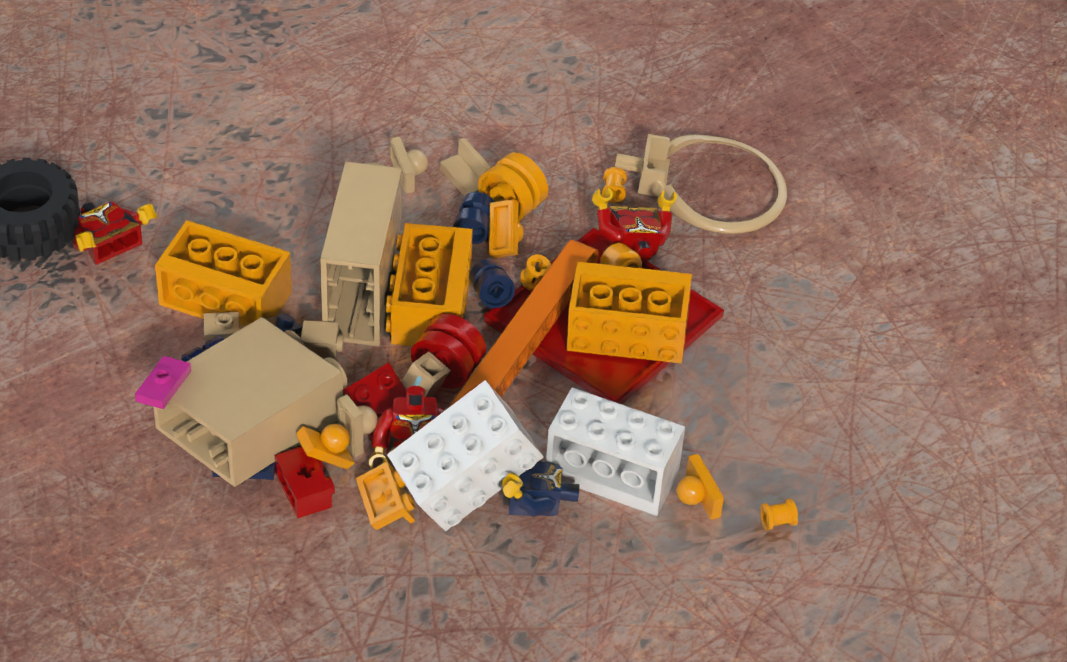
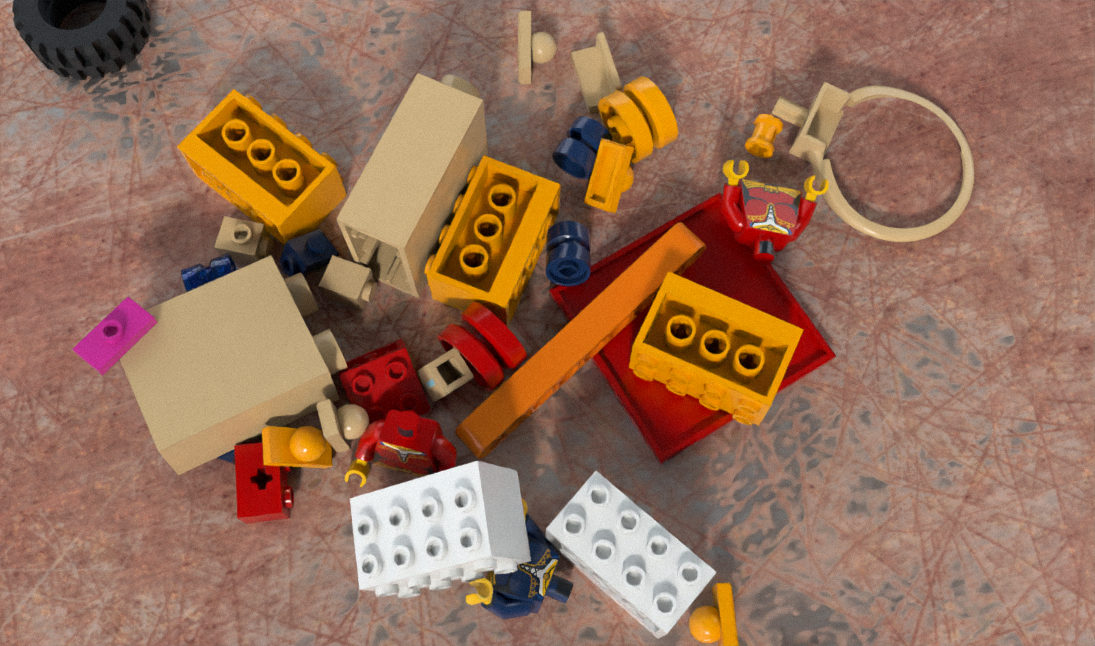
camera: 20 degrees right, 25 degrees up
(110, 229) = (163, 64): red torso -> none
(385, 496) = (336, 531): light orange bracket -> none
(530, 272) = (634, 248): light orange bush -> none
(621, 255) = (731, 261): light orange head -> none

